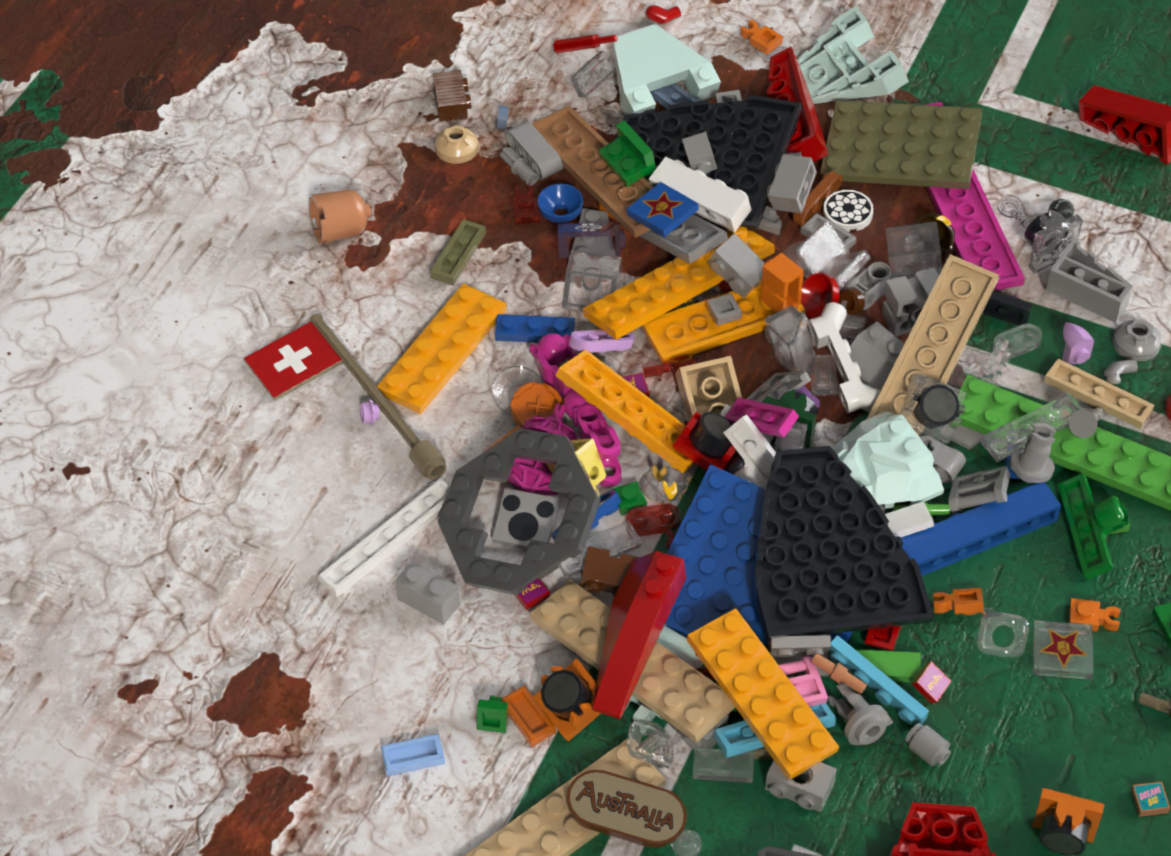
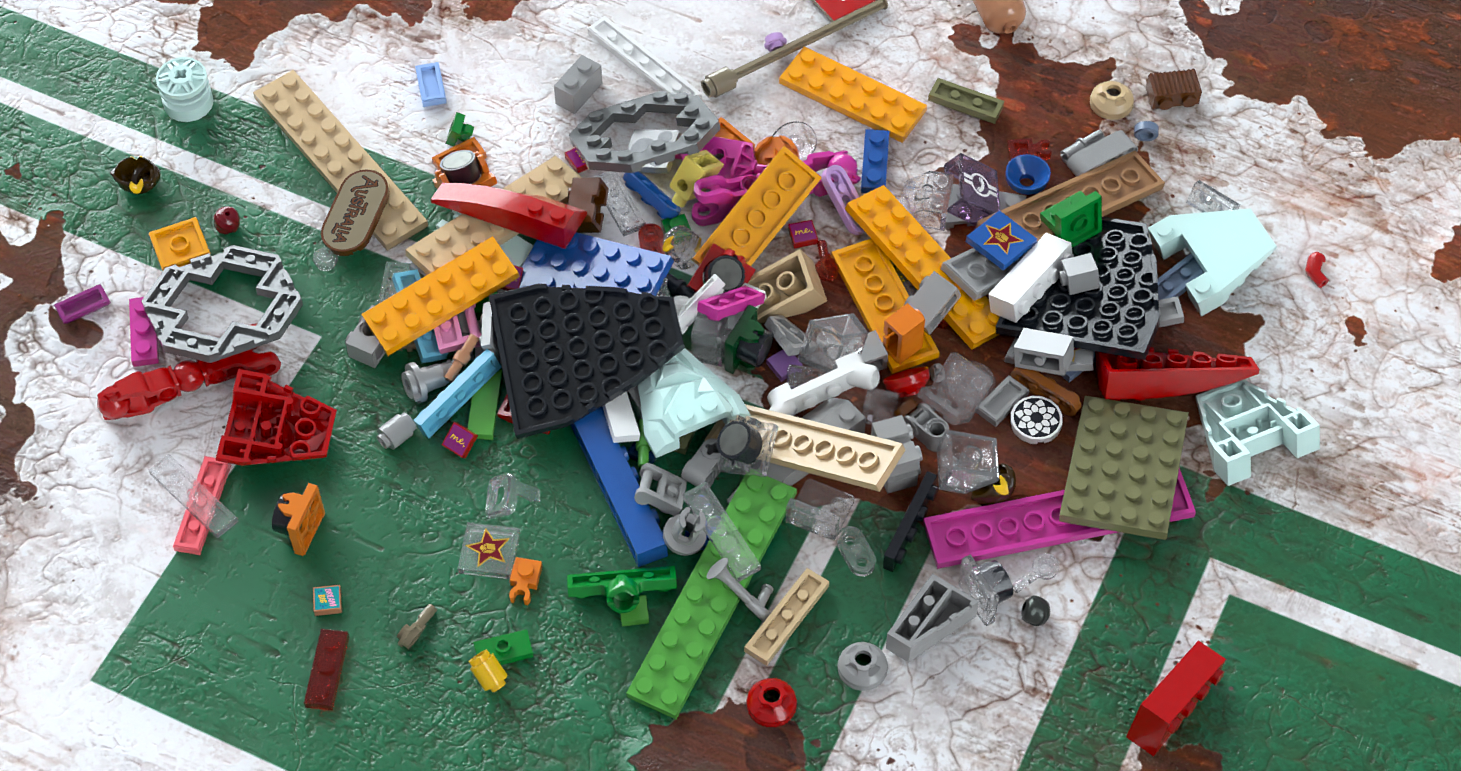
camera: 90 degrees right, 5 degrees up
(582, 43) = (1252, 189): red axle -> none
(657, 739) = (406, 220): clear piece -> none
(724, 309) = (884, 295): light grey plate -> none
(761, 38) = (1286, 357): orange plate -> none
(961, 601) = (542, 472): orange plate -> none
(1078, 344) = (844, 597): lavender plate -> none
(1119, 367) = (821, 638): light grey arm -> none

